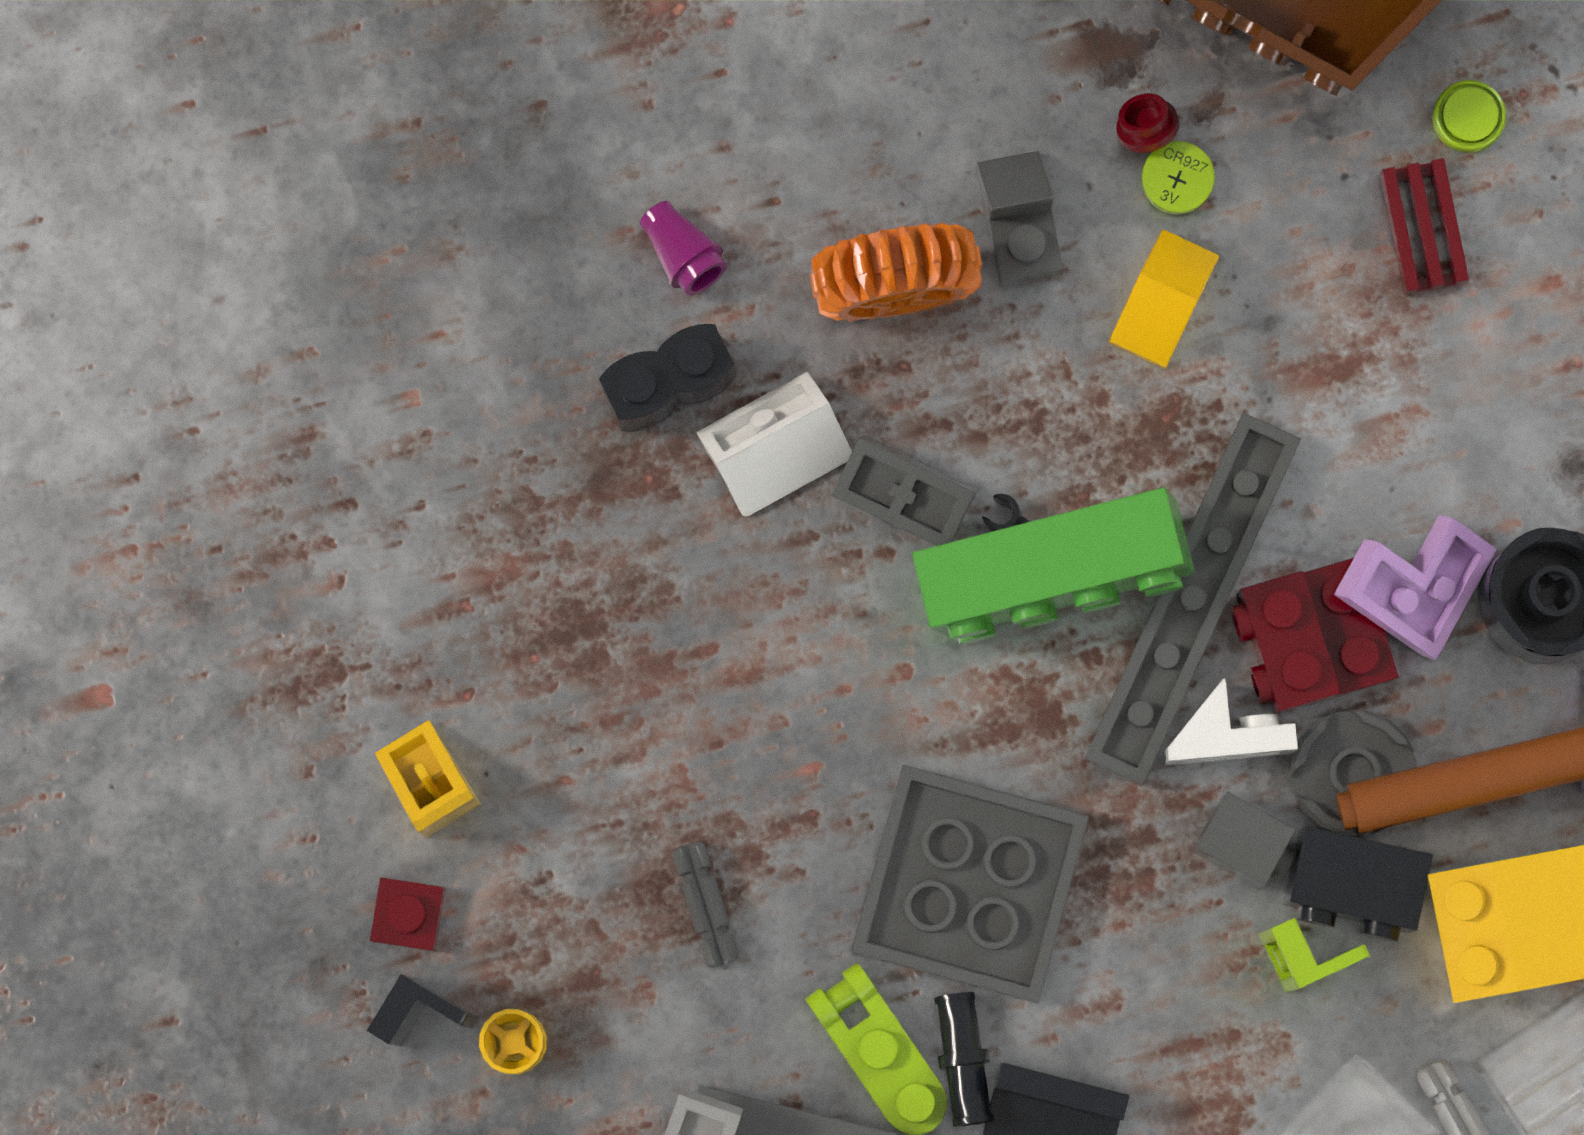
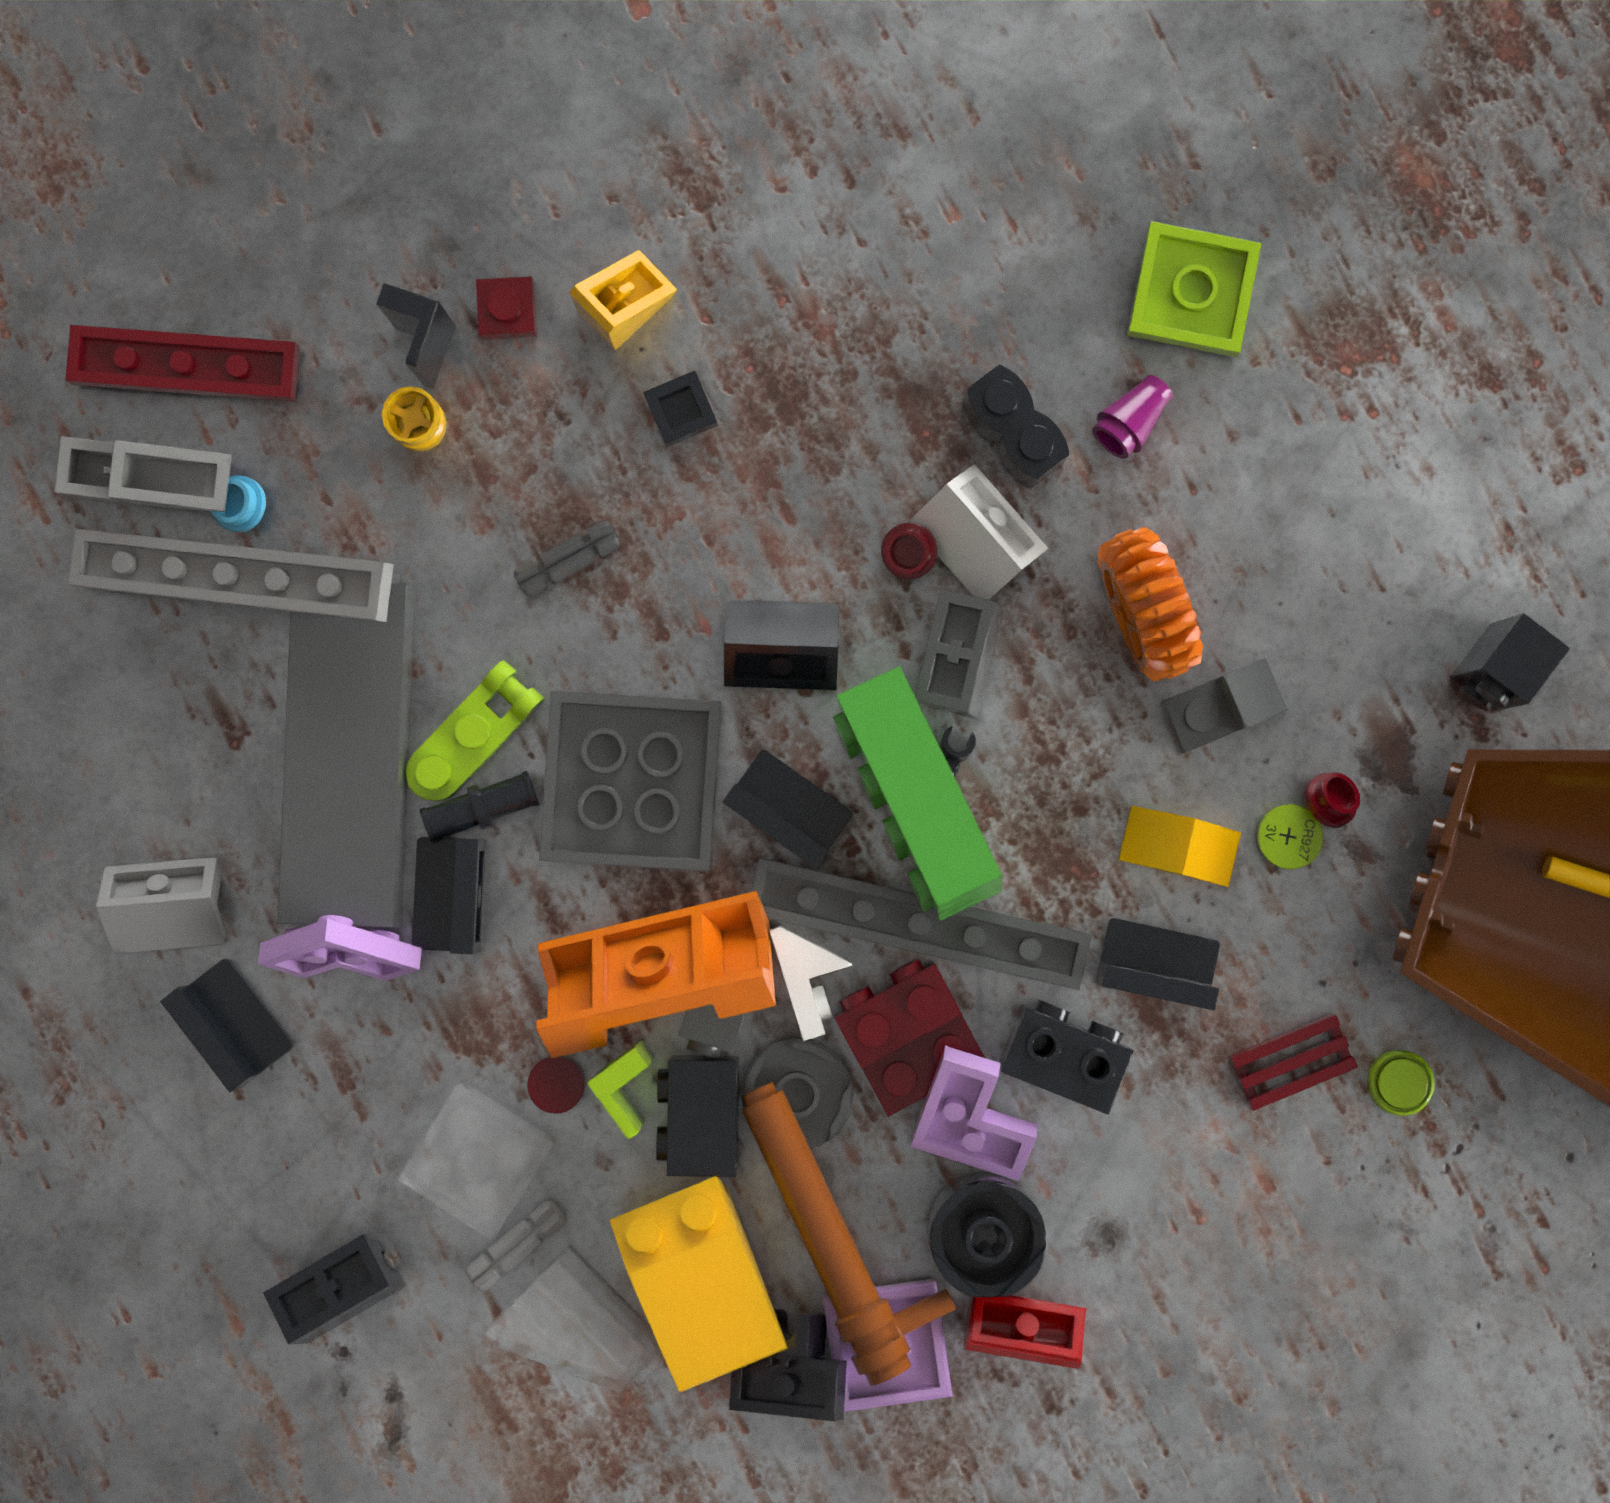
camera: 75 degrees right, 5 degrees up
(556, 153) = (1194, 289): none -> lime plate
(565, 742) = (680, 408): none -> black plate
(777, 523) = (909, 550): none -> dark red plate
(852, 684) = (781, 645): none -> black panel
(1035, 716) = (788, 808): none -> black panel
(1188, 894) = (655, 969): none -> orange piece
(1288, 347) = (1159, 963): none -> black panel
(1290, 1038) = (556, 1084): none -> dark red tile
(1371, 469) = (1065, 1057): none -> black brick

